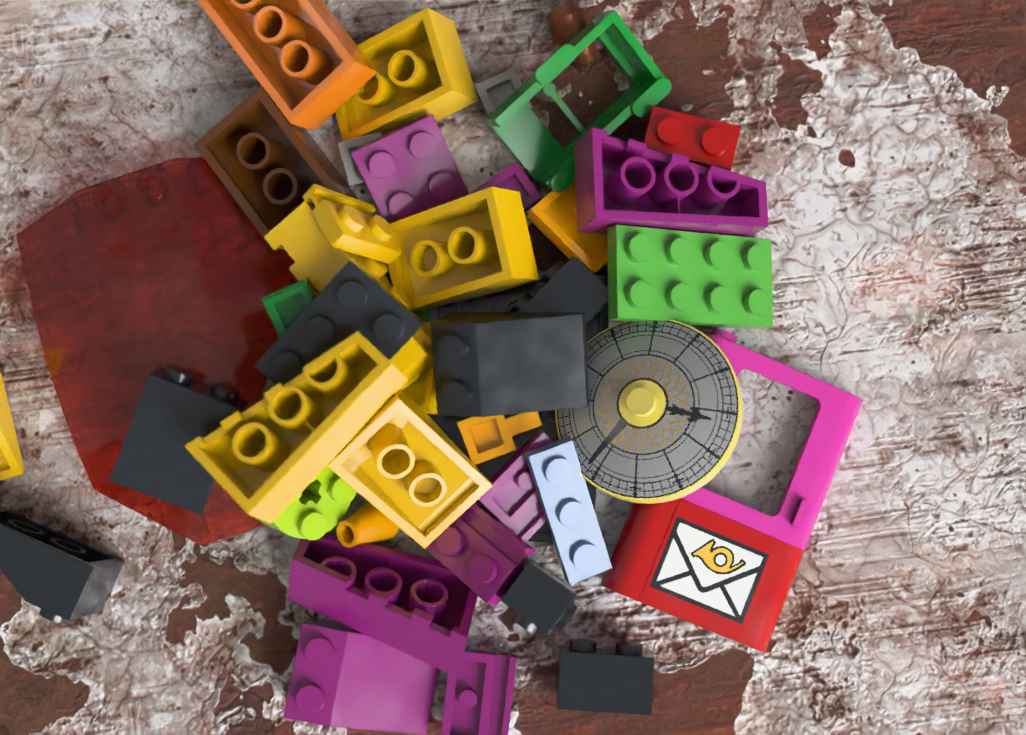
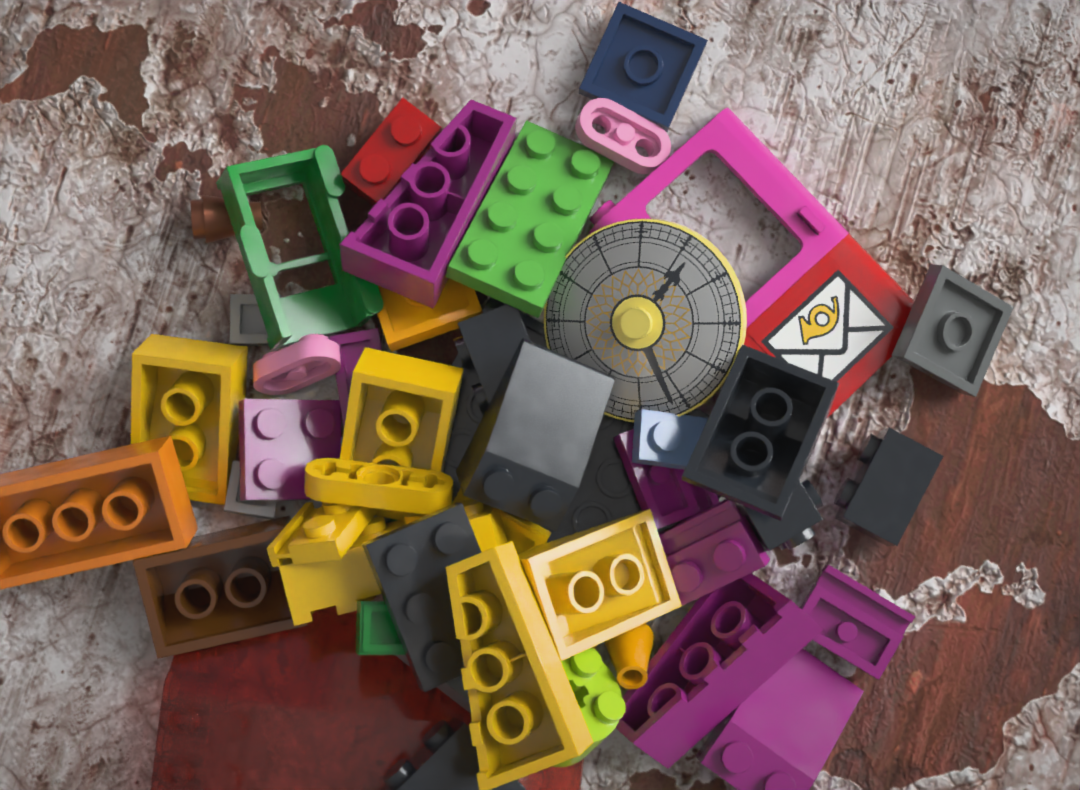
camera: 65 degrees left, 0 degrees up
(409, 253) = (377, 486): none -> yellow beam
(480, 146) = (297, 365): none -> bright pink plate
(493, 435) = (600, 486): light orange plate -> none
(596, 549) = (761, 432): none -> black slope
(763, 675) = (952, 330): none -> dark grey plate
(798, 324) = (623, 133): none -> bright pink plate
(862, 314) = (643, 65): none -> dark blue plate

